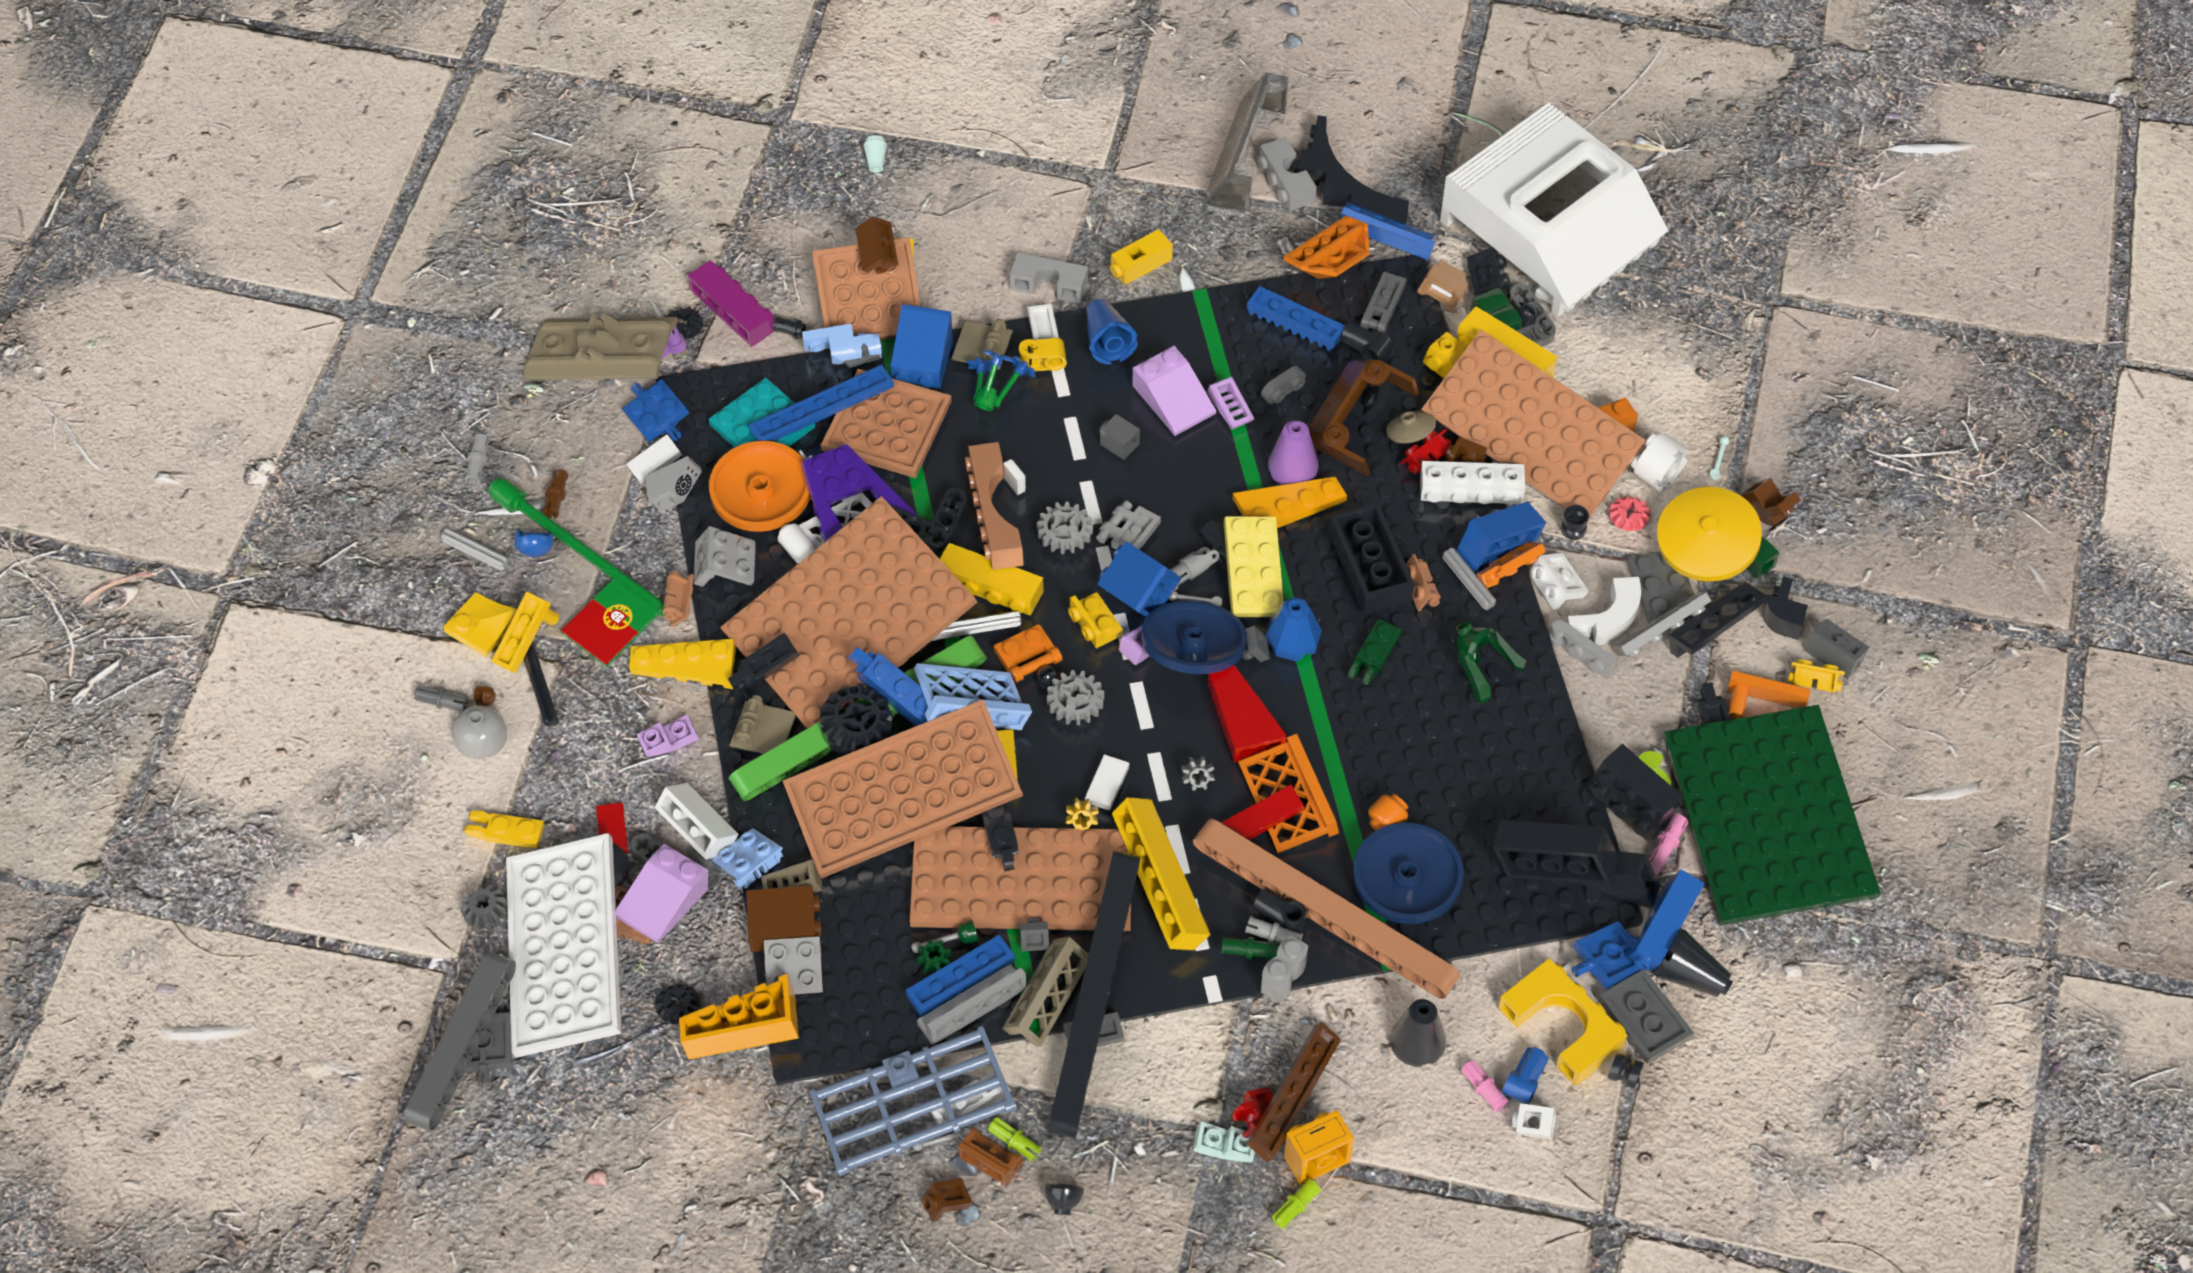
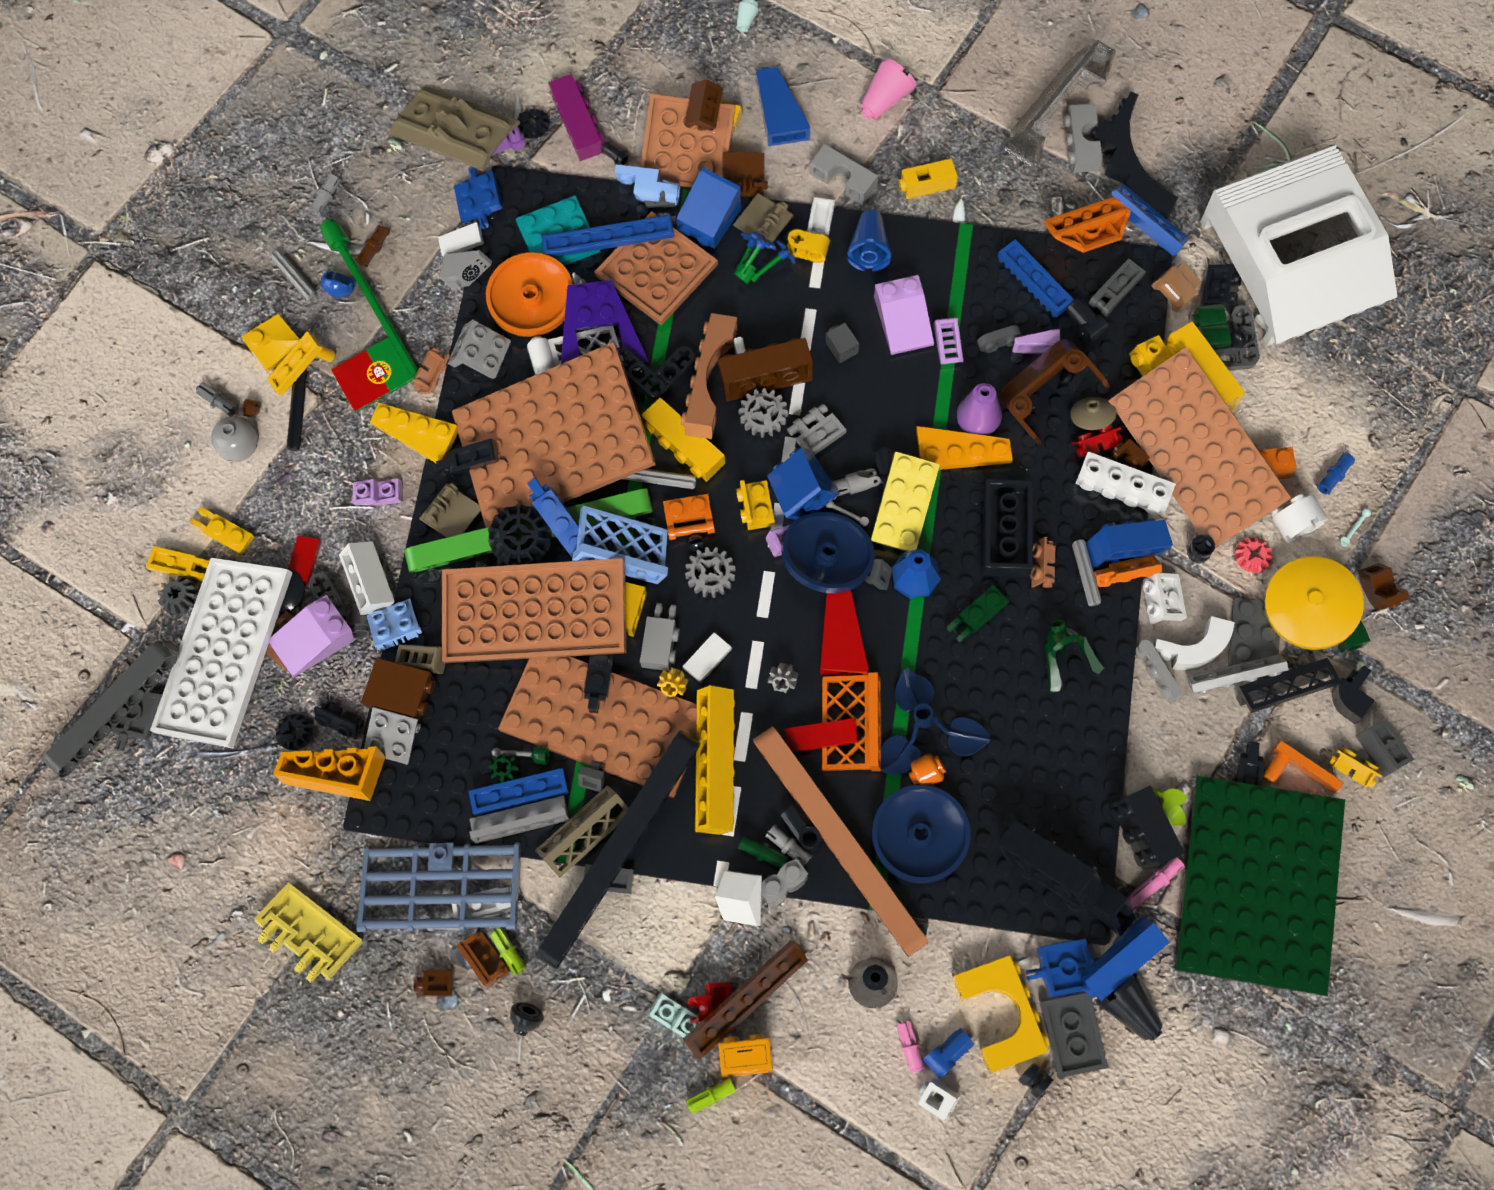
camera: 25 degrees right, 15 degrees up
(466, 876) = (175, 563): none -> yellow hinge
(716, 975) = (329, 716): none -> black hinge
(780, 1190) = (307, 927): none -> light yellow hinge
(945, 297) = (745, 171): none -> reddish brown hinge
(952, 234) = (780, 111): none -> blue slope
(1049, 780) = (659, 640): none -> light grey hinge
(1055, 478) = (767, 368): none -> reddish brown brick
(1060, 182) = (886, 89): none -> bright pink cone
(1245, 997) = (740, 897): none -> white slope
(1322, 377) = (1036, 343): none -> lavender slope
(1344, 745) = (916, 694): none -> dark blue plant
(1678, 413) = (1336, 473): none -> blue pin

